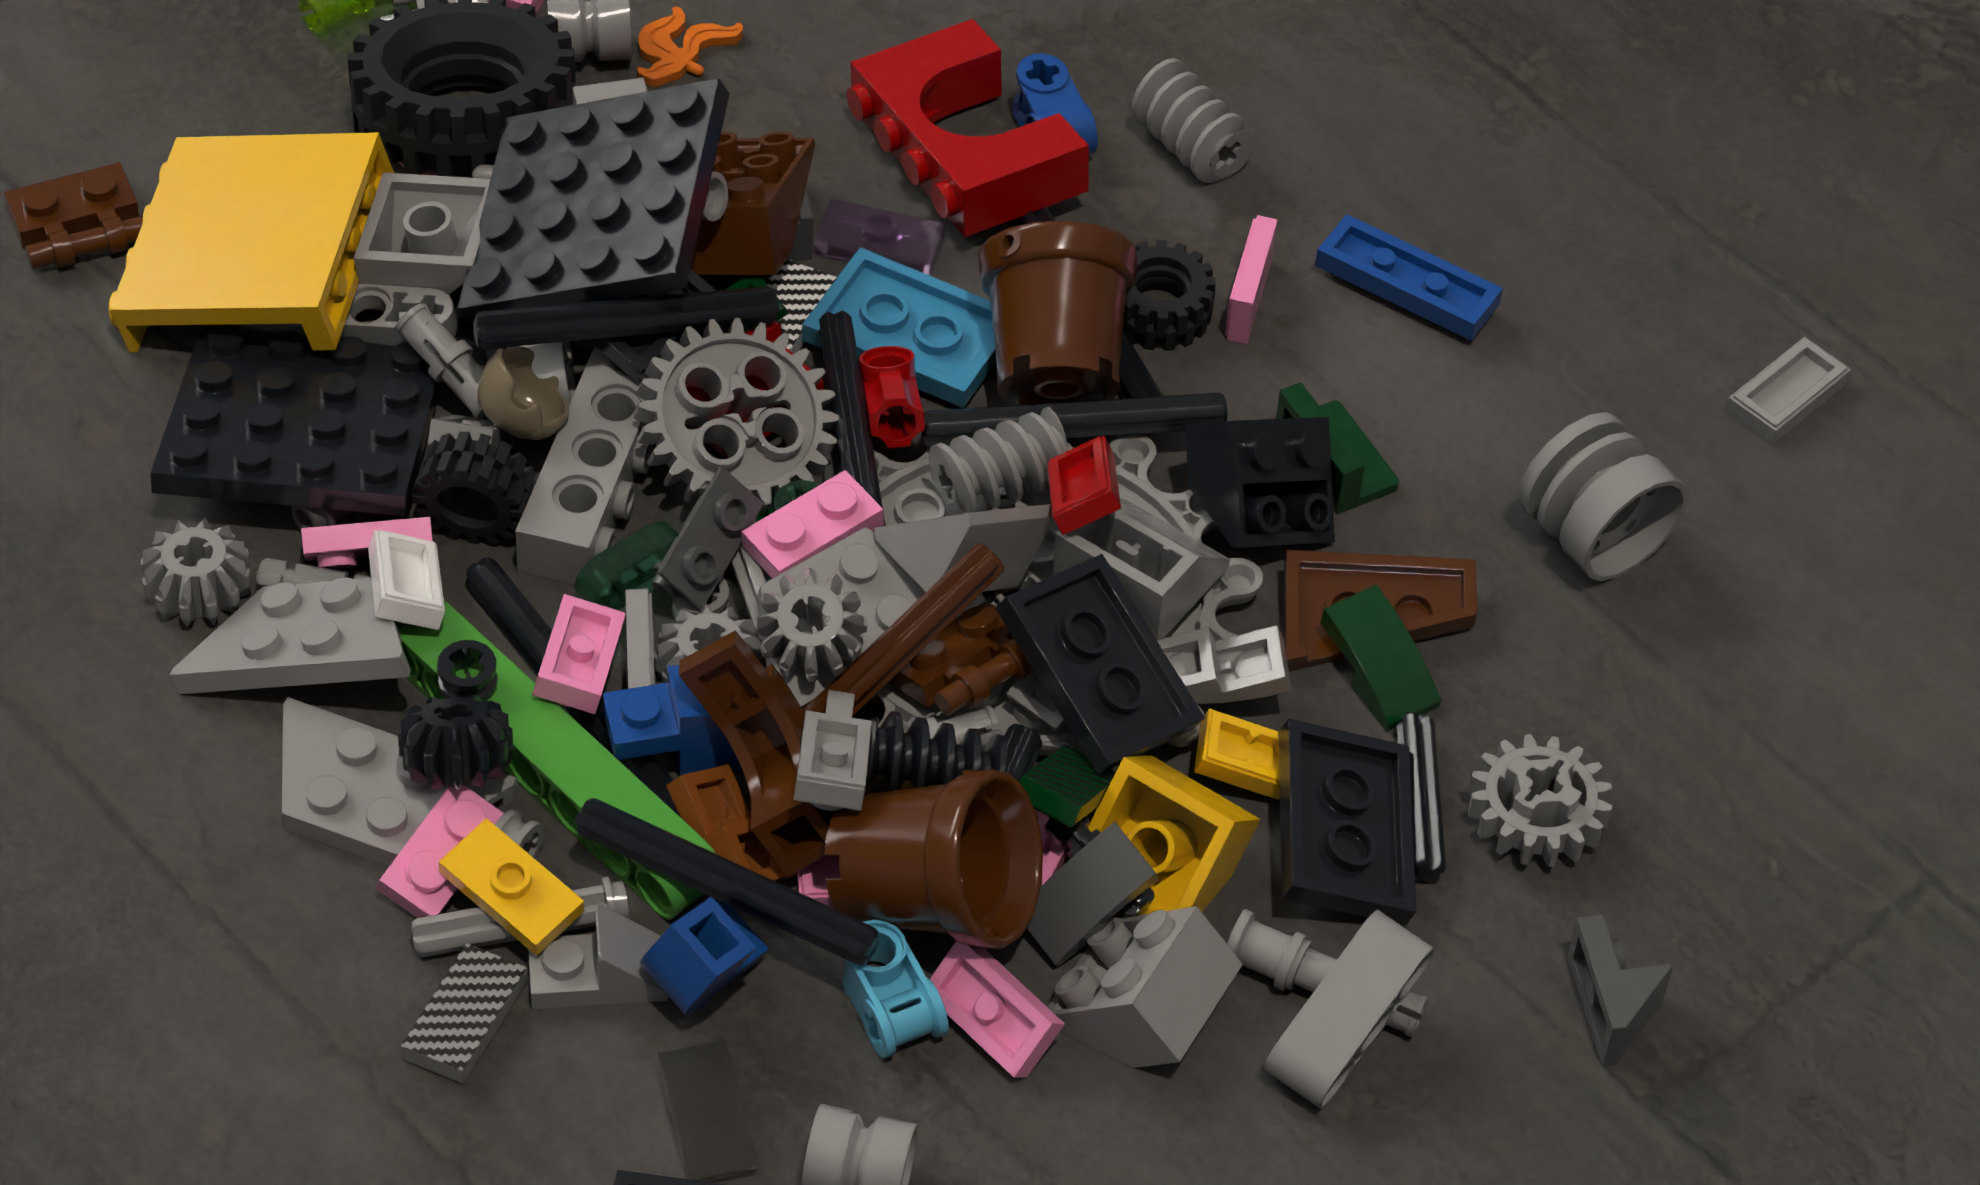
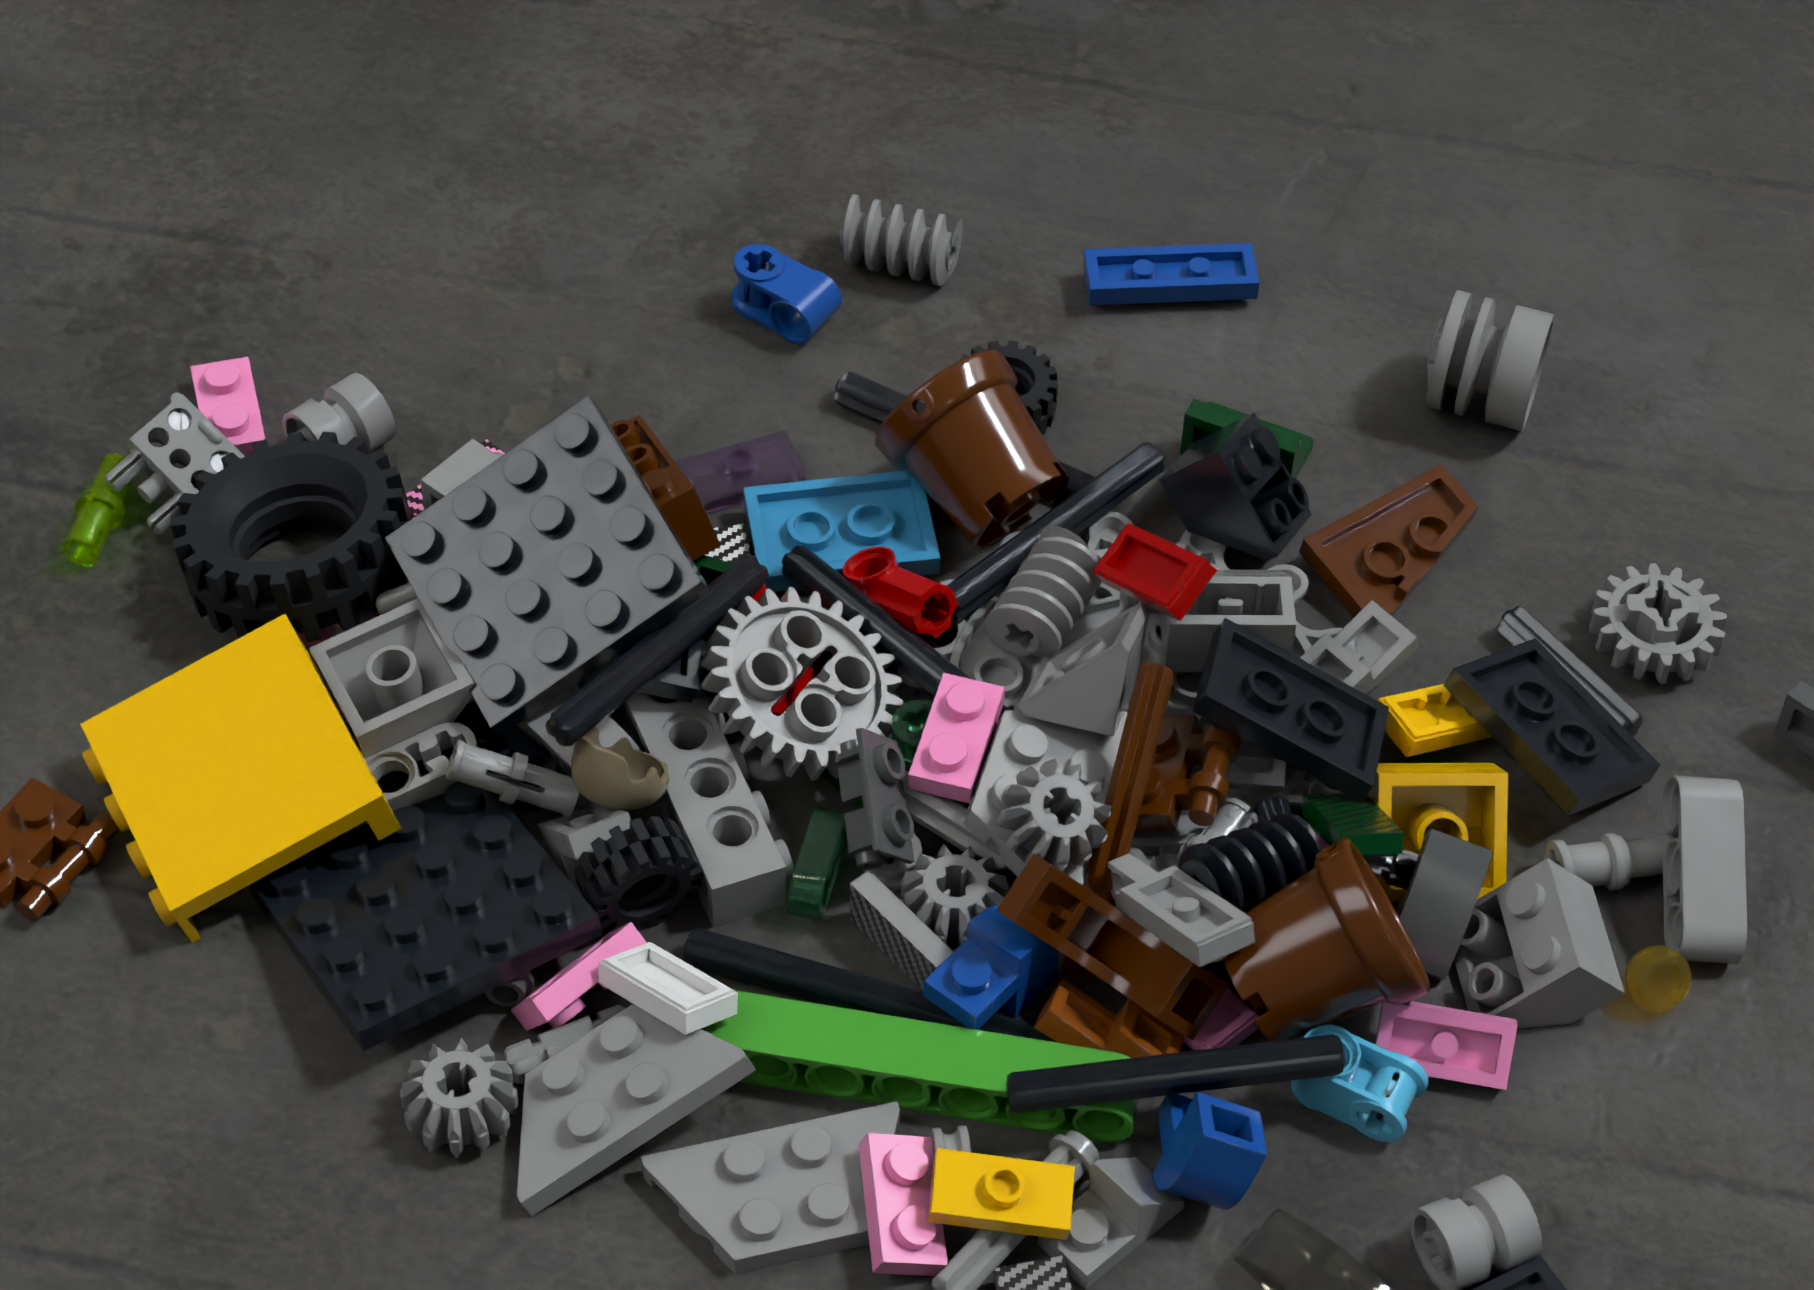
camera: 35 degrees left, 0 degrees up
(455, 742) = (850, 1100): black gear -> none
(467, 655) = (797, 1015): black bush -> none
(579, 654) = (864, 961): bright pink plate -> none
(667, 58) = (428, 417): orange piece -> none
(967, 177) = (780, 381): red arch -> none
(1232, 1073) = (1657, 978): none -> clear yellow plate
(1250, 279) = (1063, 341): bright pink tile -> none
(1385, 658) = (1432, 571): dark green slope -> none
(1788, 390) = (1507, 209): light grey tile -> none

